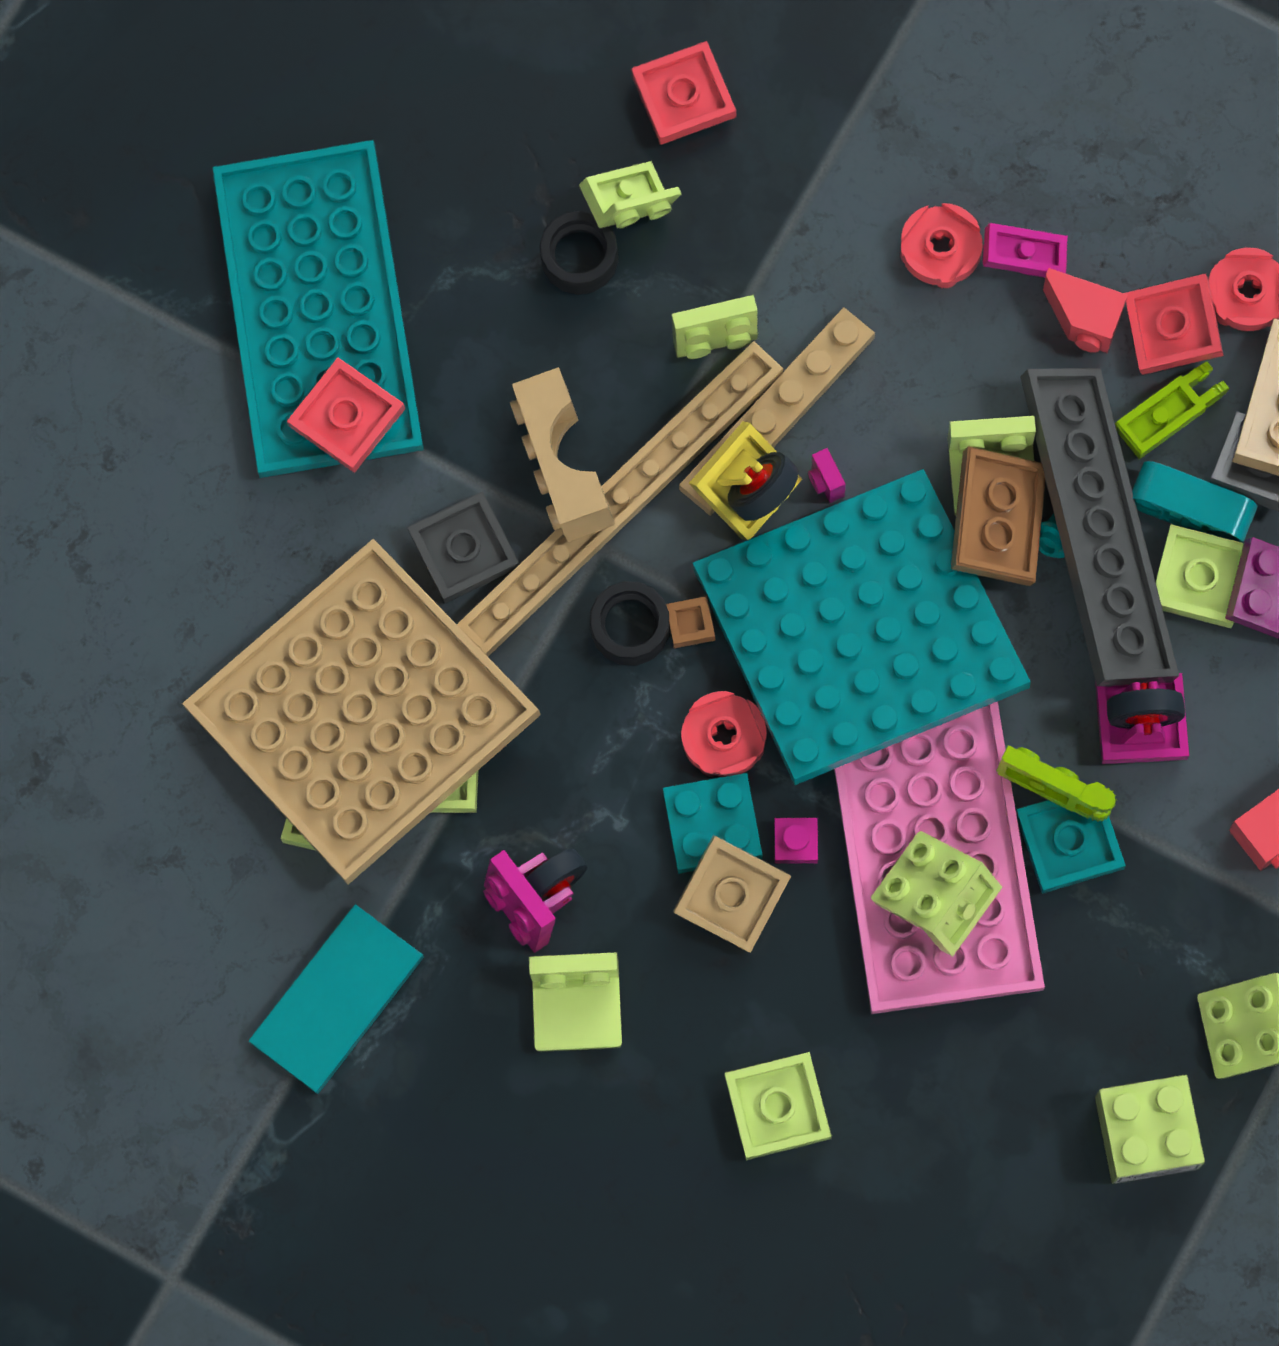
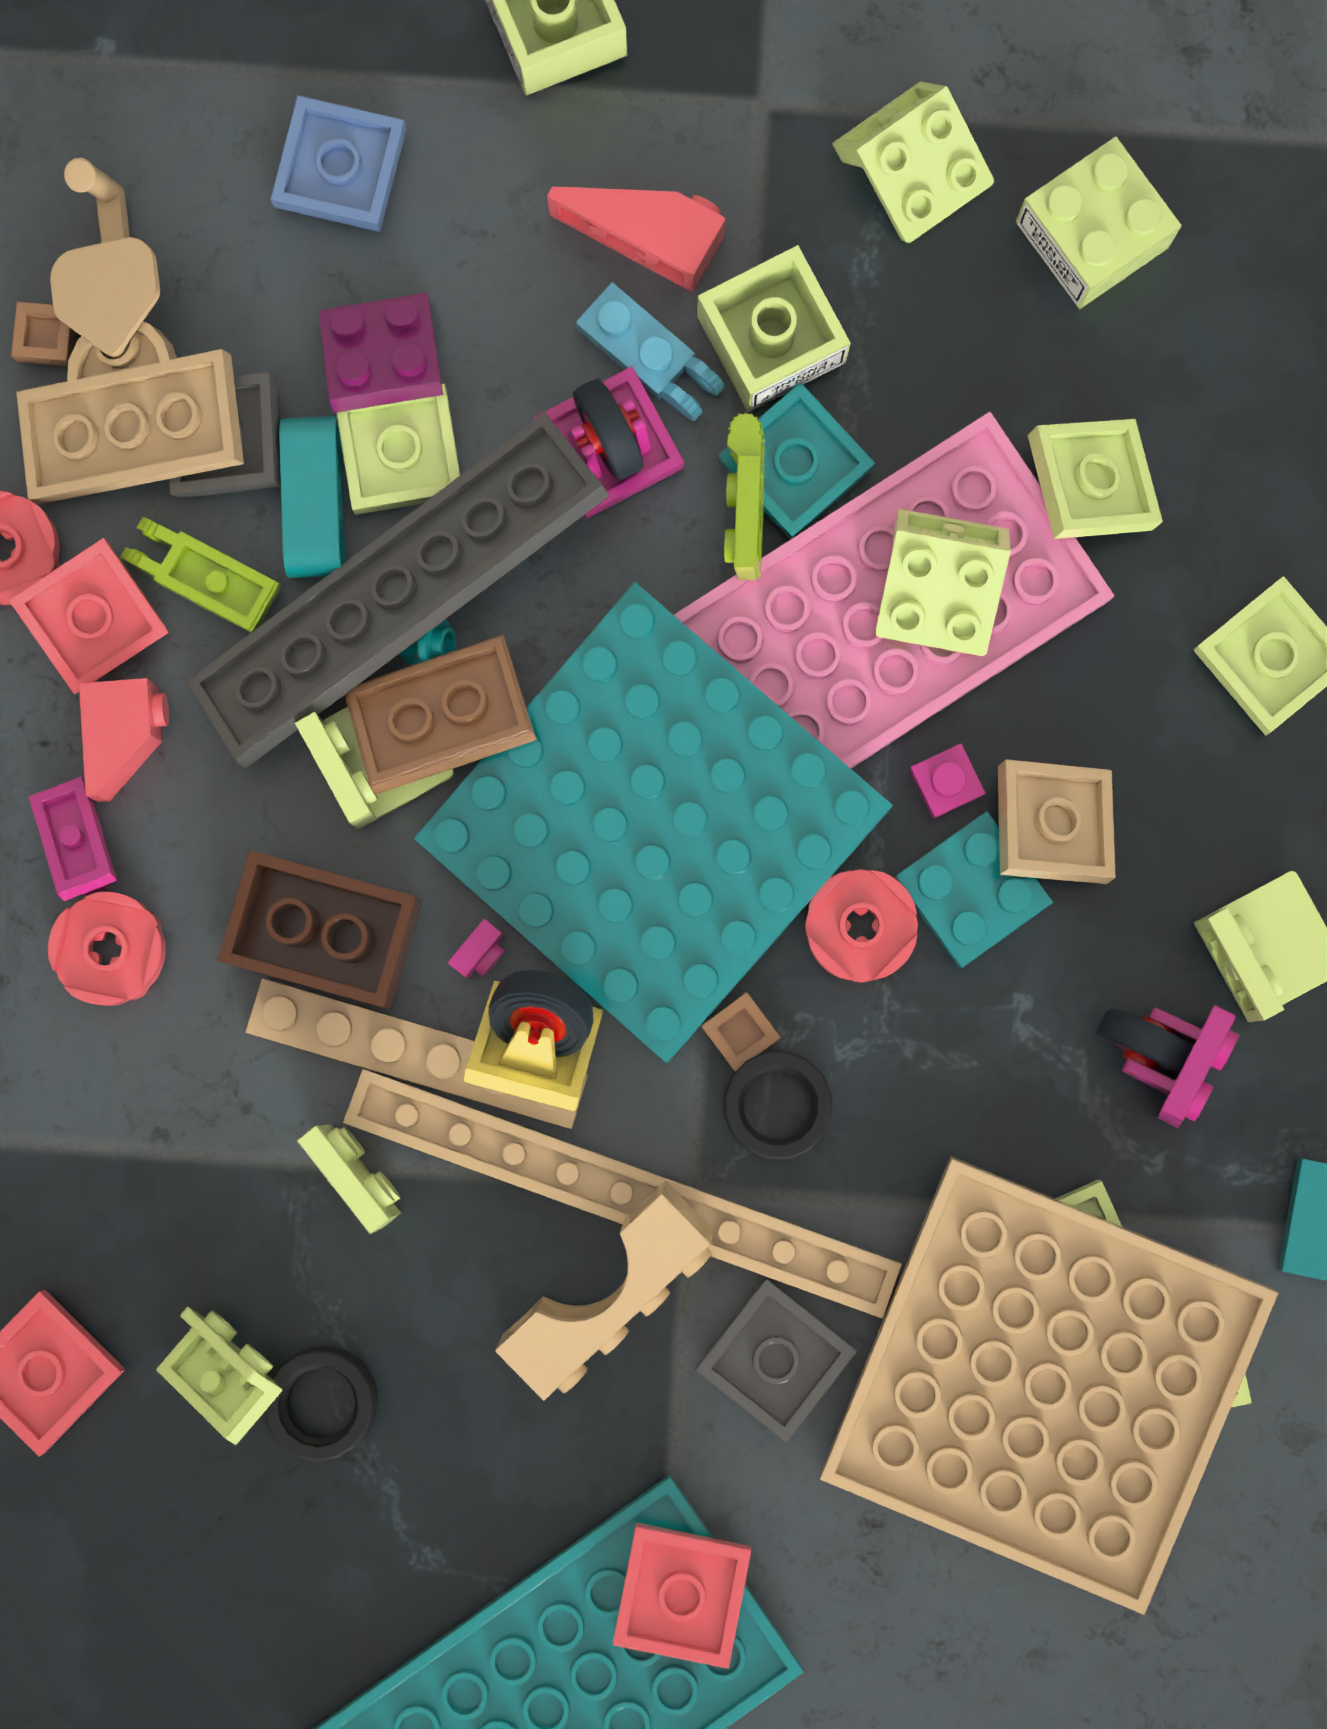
camera: 120 degrees left, 10 degrees up
(887, 379) = (320, 929): none -> reddish brown brick
(962, 1035) = (1094, 478): none -> yellowish green plate
(1171, 860) = (773, 328): none -> yellowish green brick
(1199, 776) = (640, 341): none -> medium azure hinge

